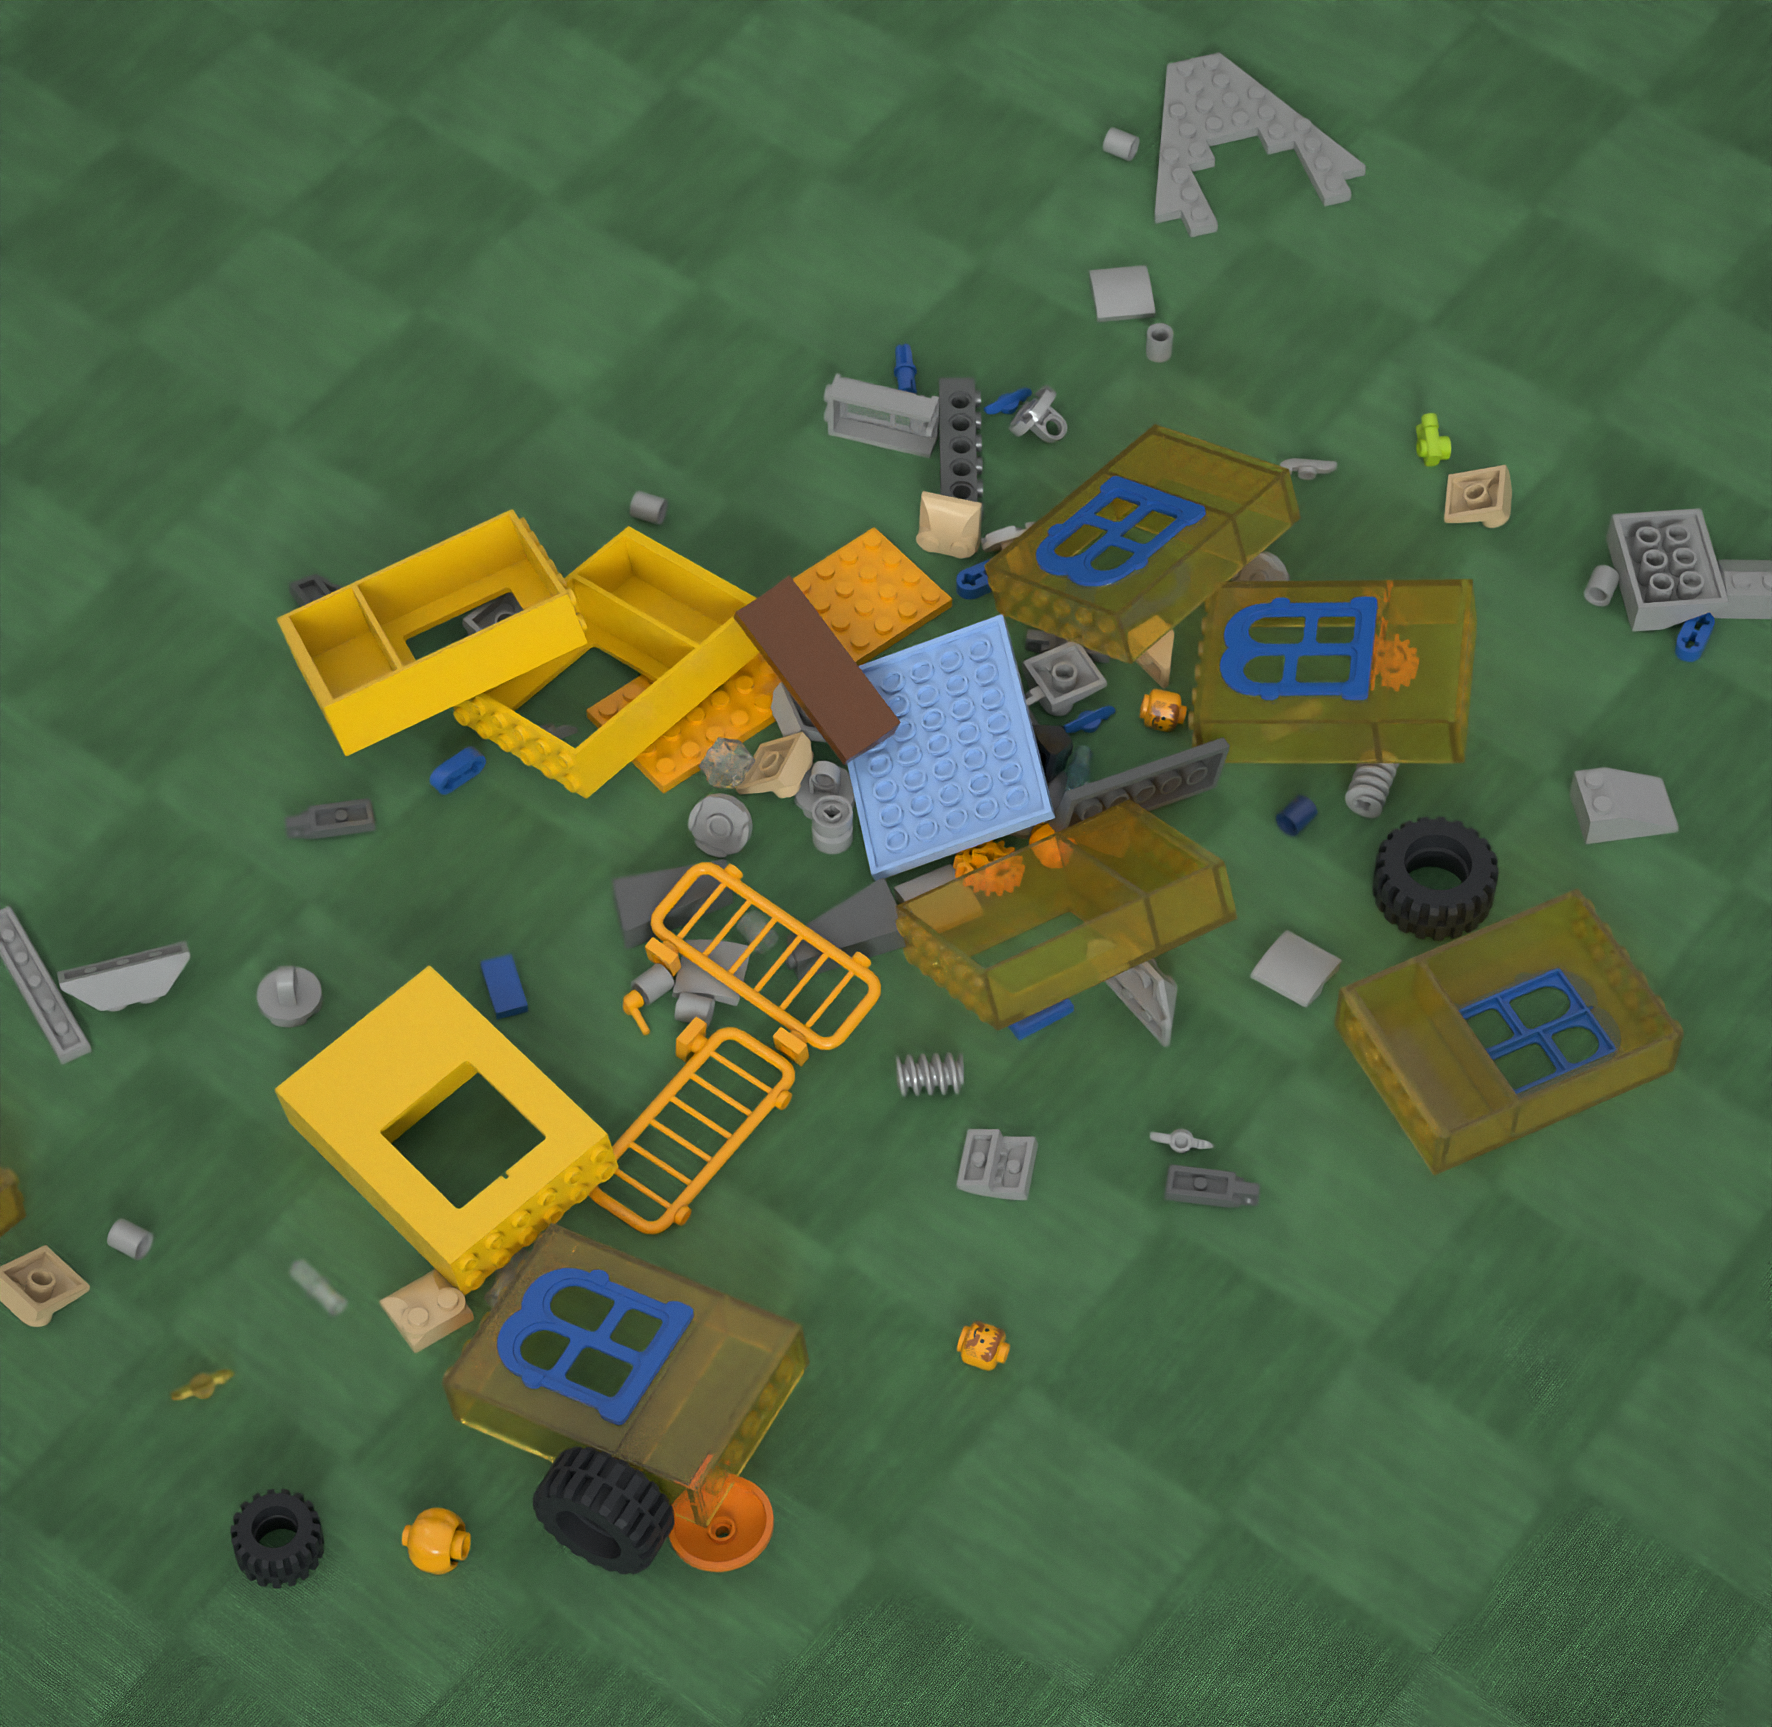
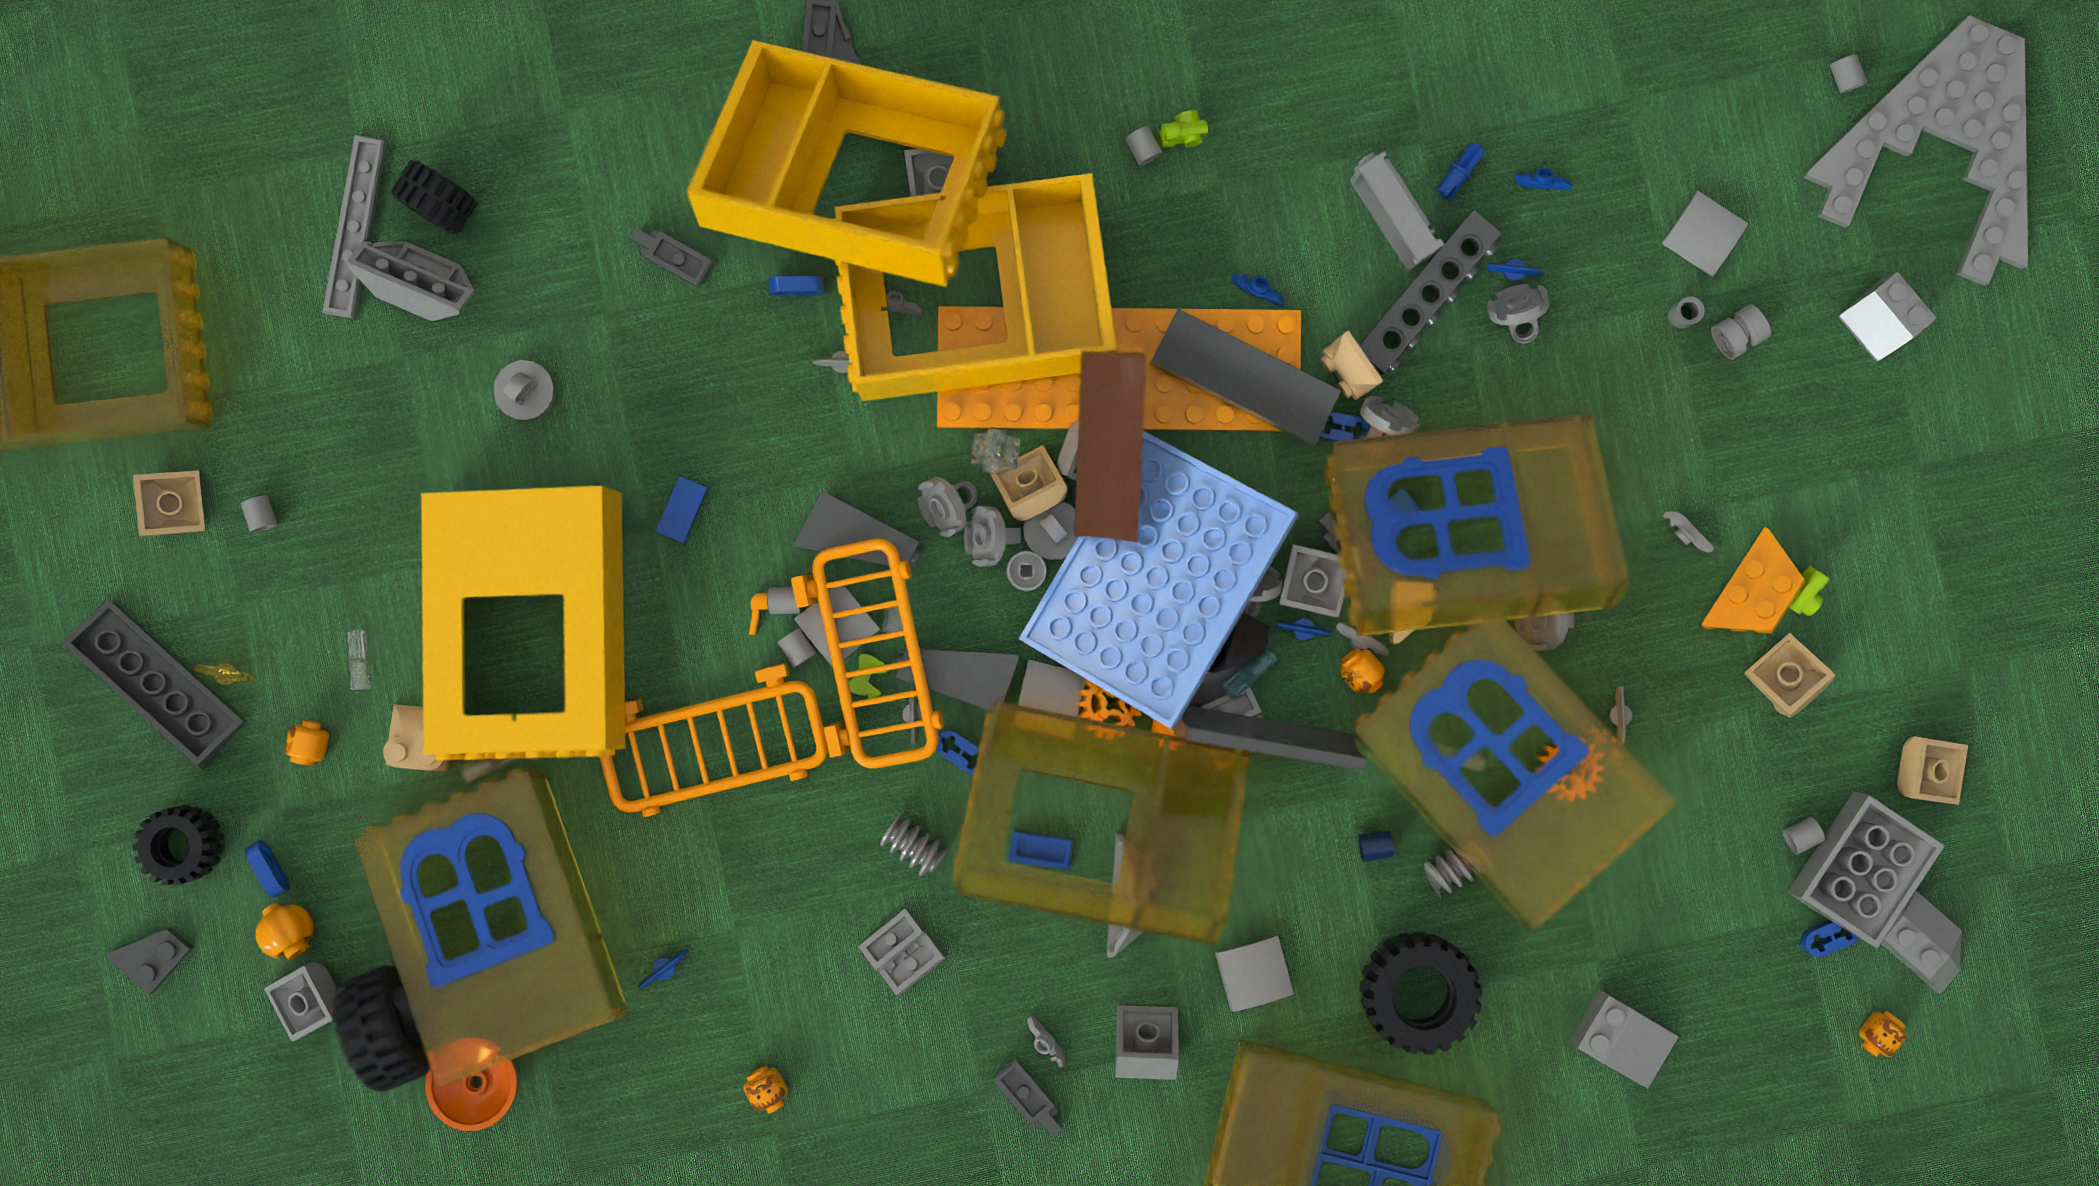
camera: 35 degrees right, 35 degrees up
(95, 898) = (434, 197): none -> black tyre
(141, 1441) = (153, 683): none -> dark grey arch
(326, 1380) = (306, 743): none -> light orange head
(327, 1663) = (151, 958): none -> dark grey wing
(376, 1503) = (267, 868): none -> blue beam
(504, 1581) = (303, 999): none -> light grey slope
(541, 799) = (838, 361): none -> light grey piece
(670, 477) = (1185, 129): none -> lime plate
(769, 990) = (859, 684): none -> lime piece
(776, 820) = (987, 536): none -> light grey tile
(808, 1321) = (663, 969): none -> blue piece
(826, 538) = (1258, 287): none -> blue piece
(830, 984) = (912, 713): none -> light grey piece
(887, 585) = (1245, 377): none -> dark grey arch
(904, 989) = (955, 757): none -> blue beam
(971, 340) = (1543, 179): none -> blue piece
(1137, 692) = (1362, 642): none -> light grey piece
(1210, 326) = (1745, 329): none -> light grey wheel
(1264, 1076) = (1146, 1042): none -> light grey slope
(1302, 252) = (1886, 316): none -> slope
(1396, 463) = (1758, 590): none -> light orange wing
(1641, 482) = (1932, 770): none -> tan slope

